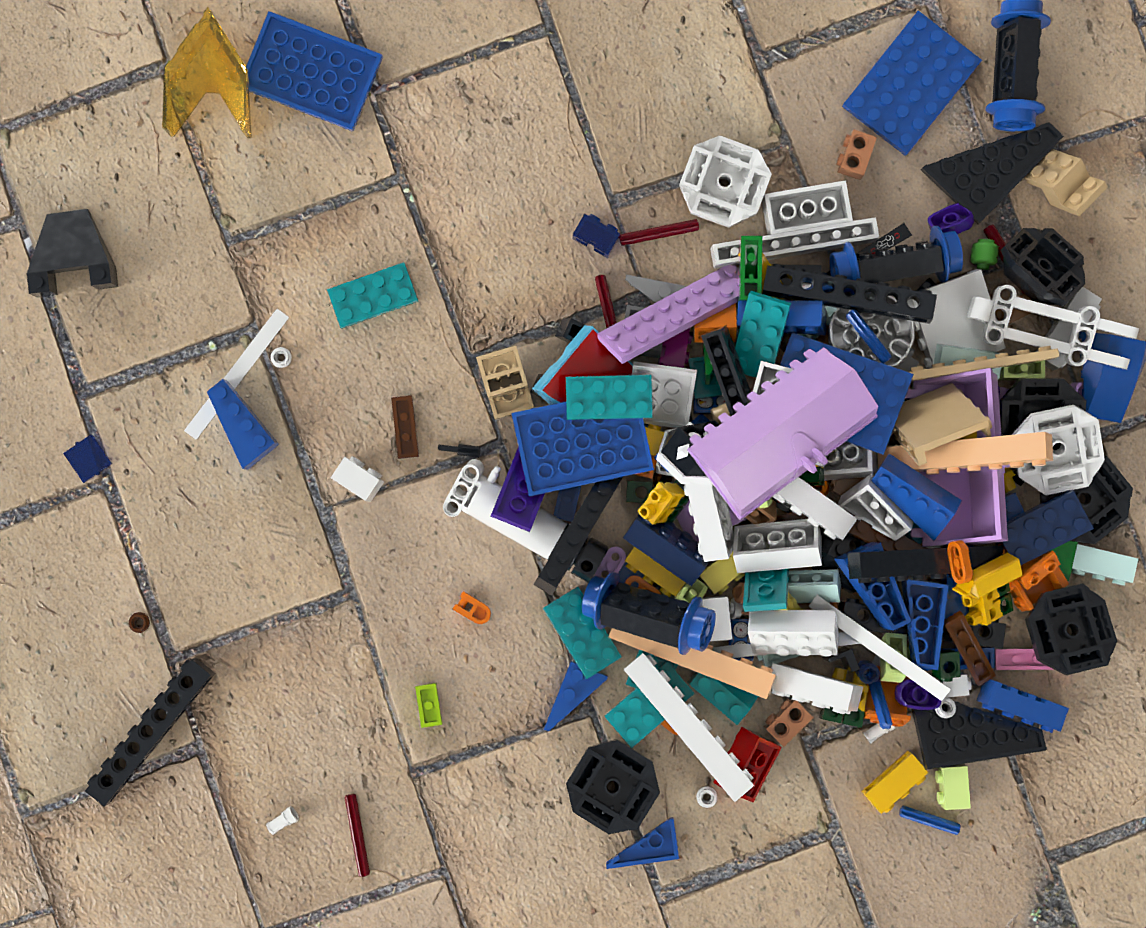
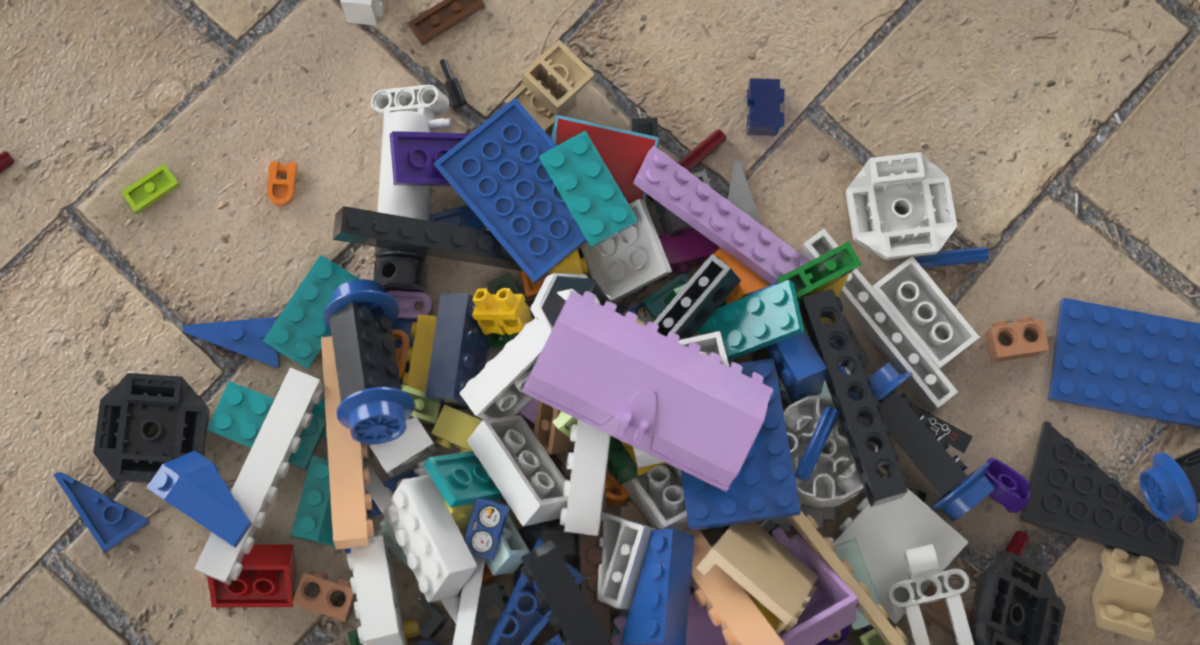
camera: 60 degrees right, 10 degrees down
(659, 232) = (806, 172): dark red axle -> none
(682, 774) = (198, 491): none -> blue wedge
(706, 803) = (184, 548): white plate -> none
(776, 159) = (954, 257): none -> blue axle
(809, 590) = (486, 528): none -> slope
(984, 254) = (989, 543): bright green head -> none

